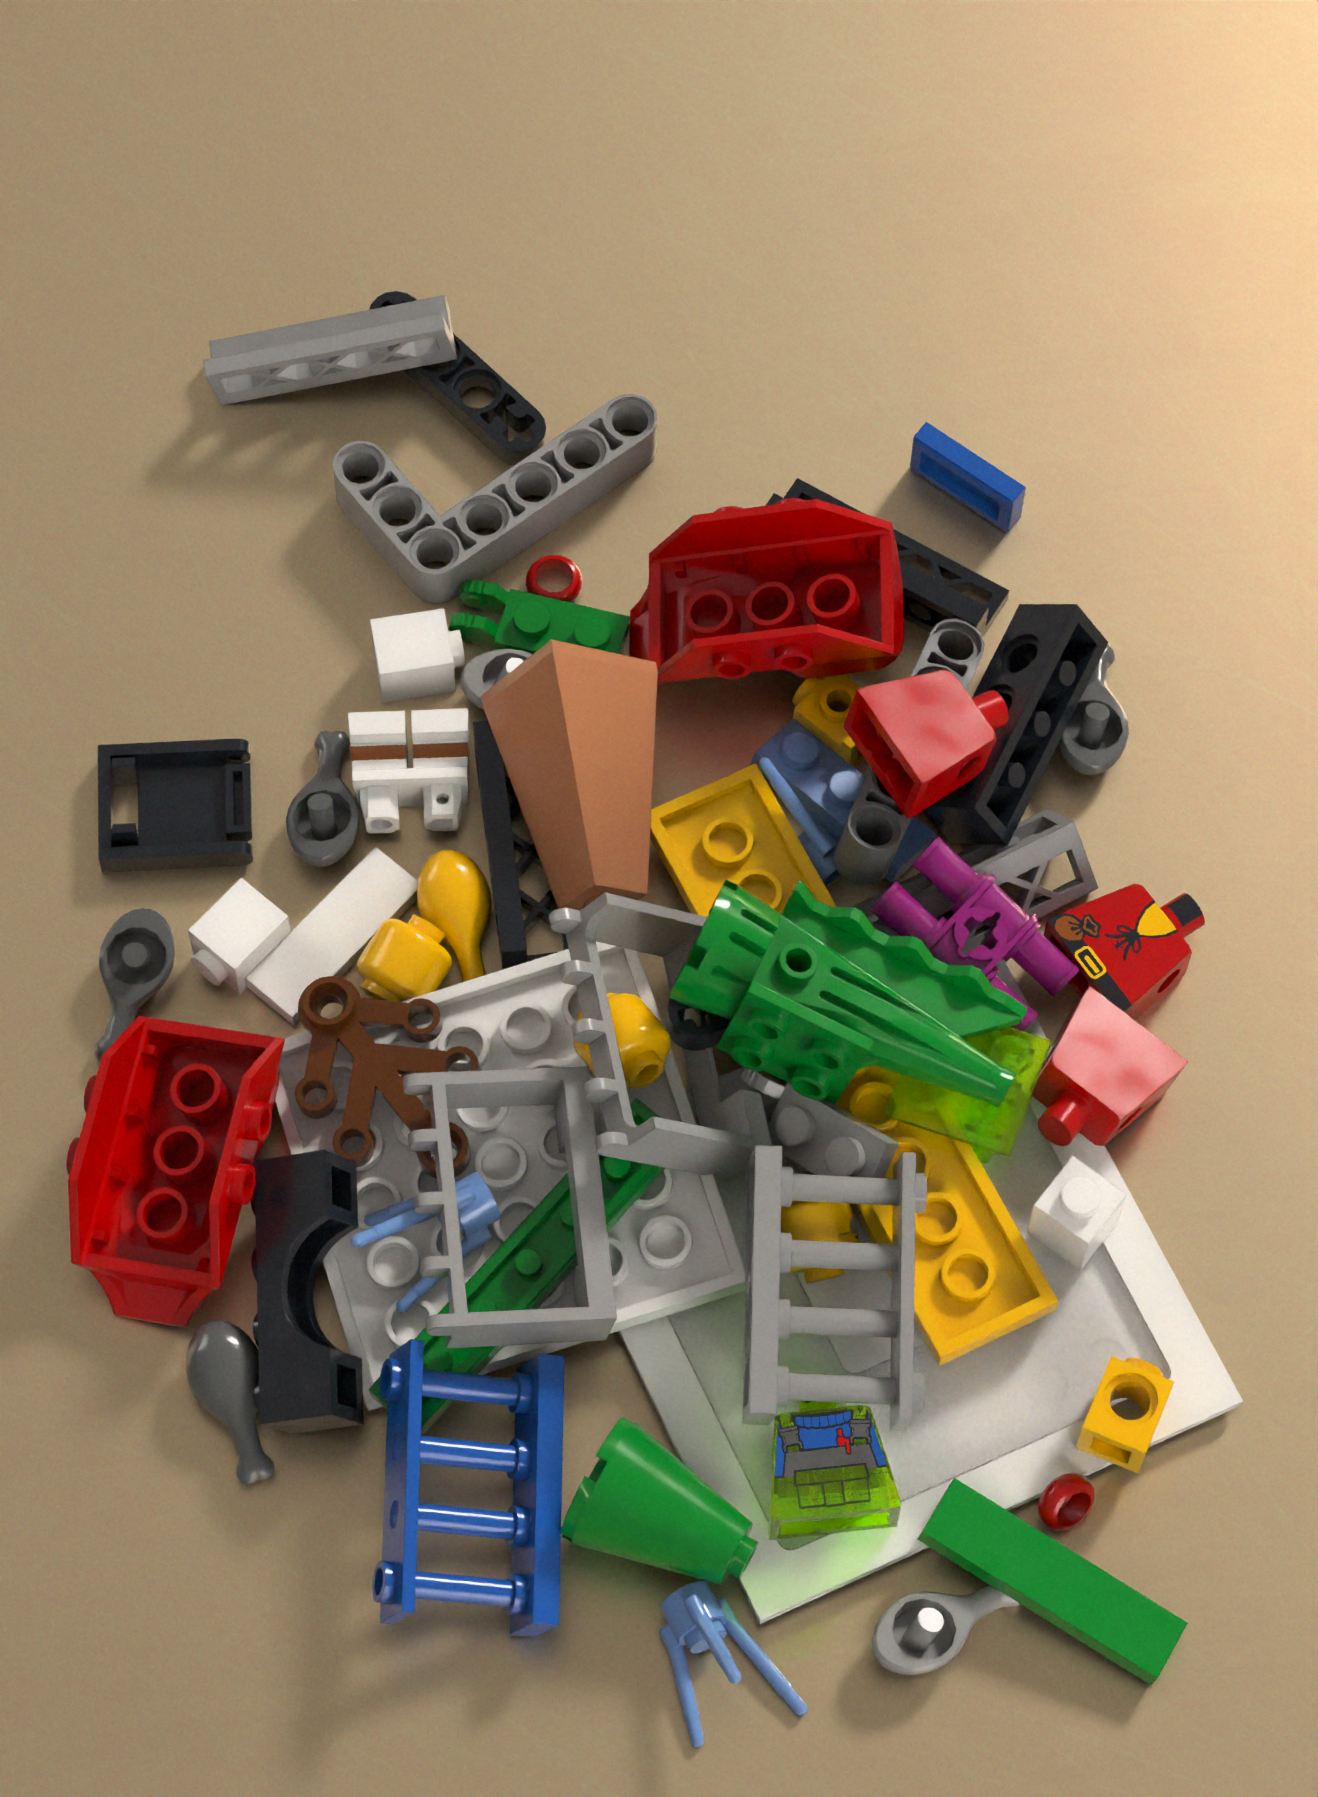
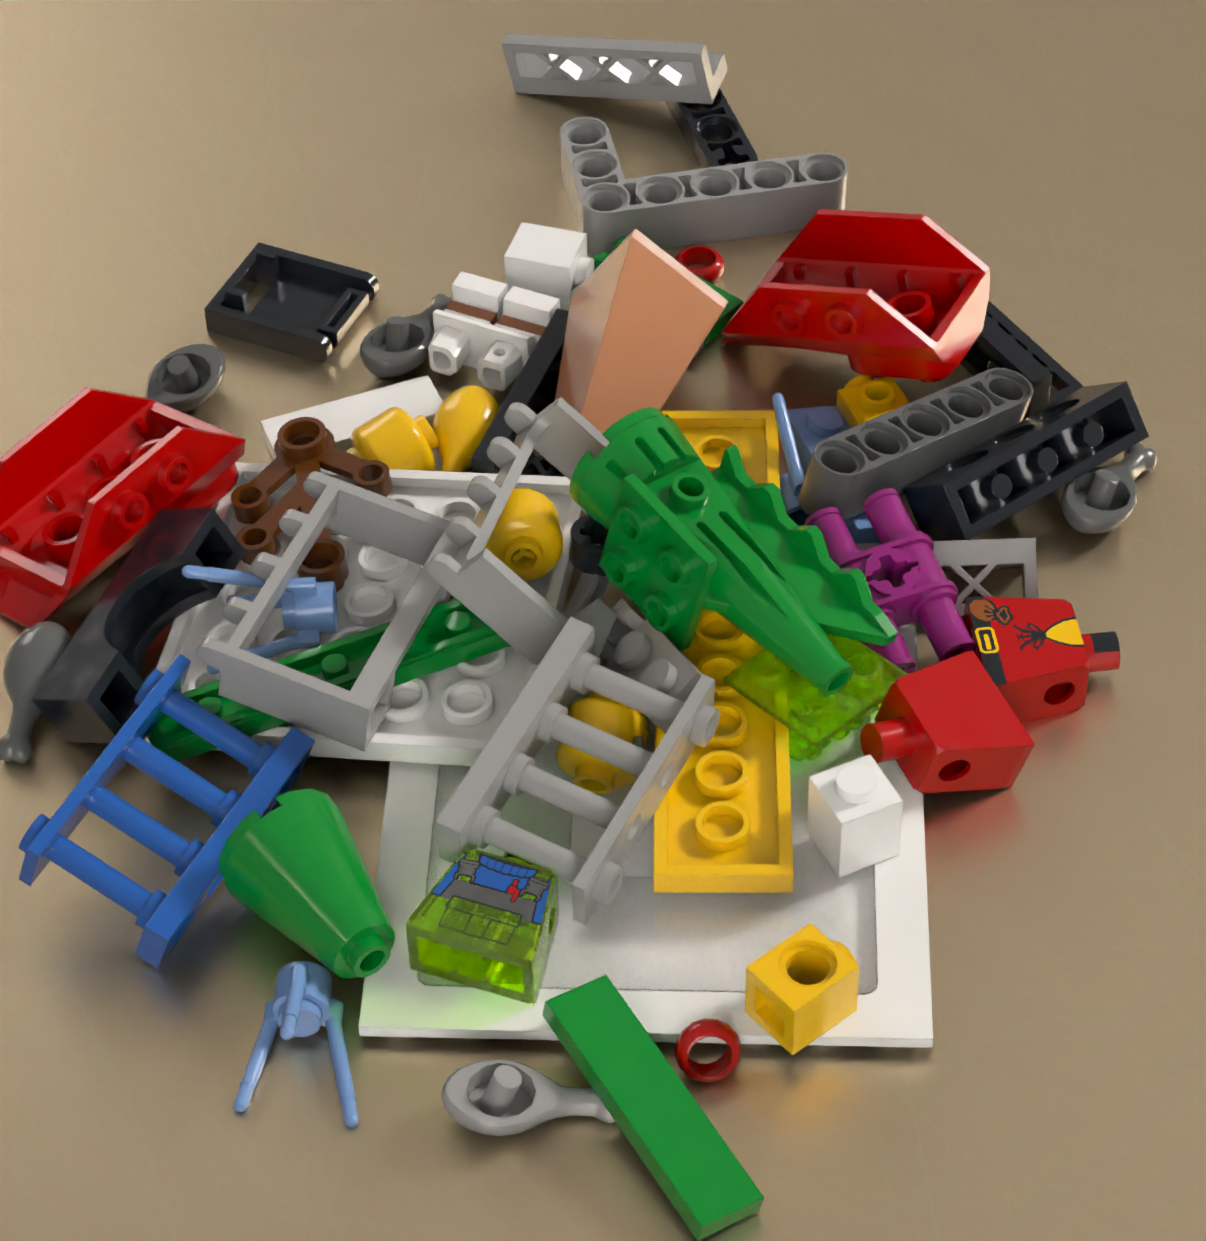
camera: 30 degrees right, 20 degrees down
(236, 935) = (270, 386): white brick -> none
(924, 735) = (926, 409): torso -> none
(967, 477) = (1094, 300): blue tile -> none

